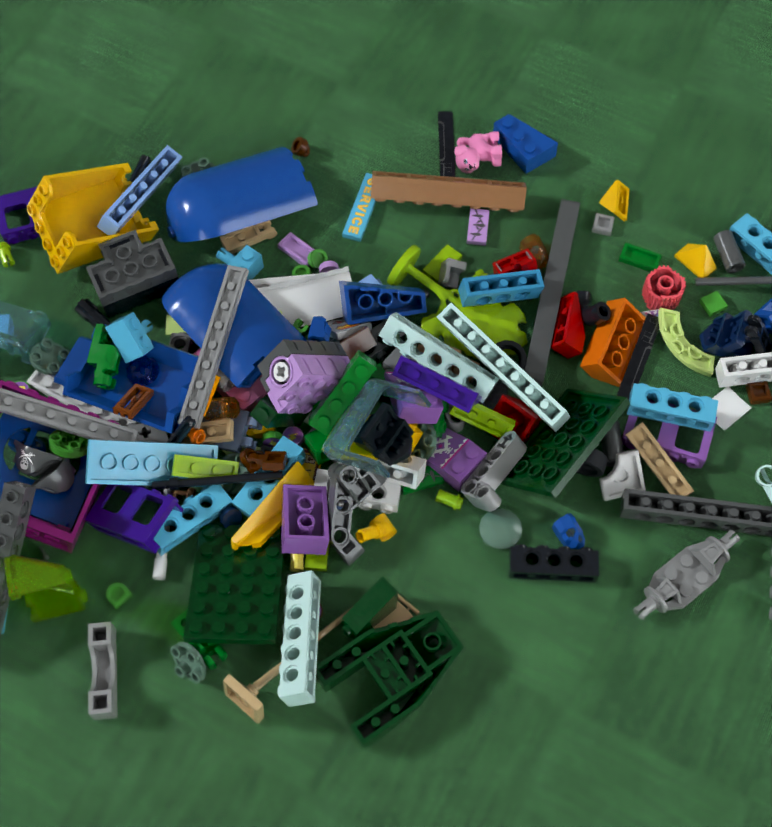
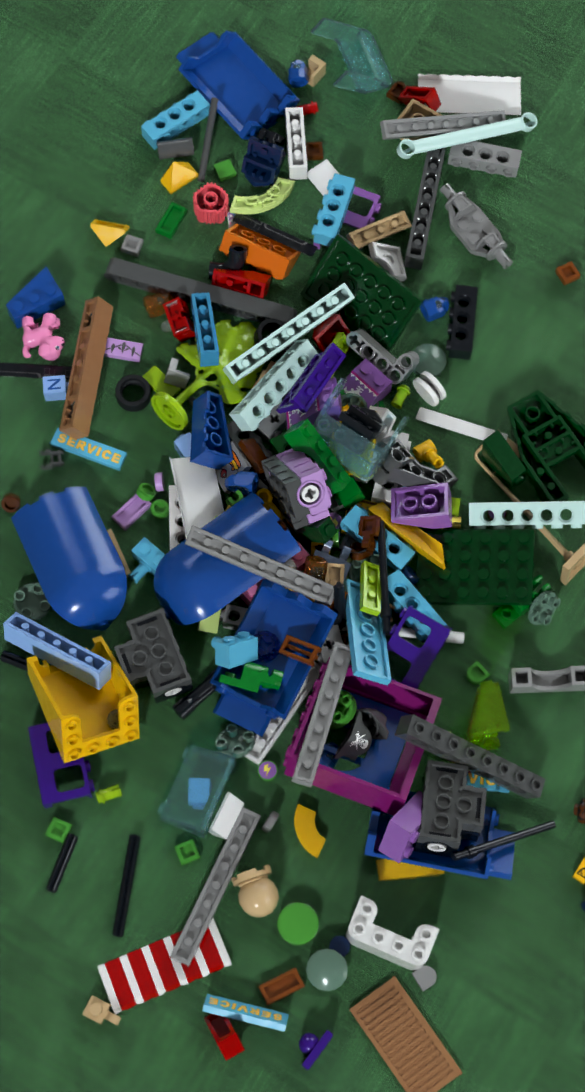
camera: 90 degrees left, 5 degrees up
(356, 176) = (52, 464): none -> dark grey piece
(418, 570) = (455, 424): none -> white sticker
(425, 165) = (55, 387): none -> light blue brick
(431, 226) = (133, 380): none -> black tyre
(457, 526) = (429, 388): none -> white head
(640, 690) = (567, 273): none -> dark orange plate

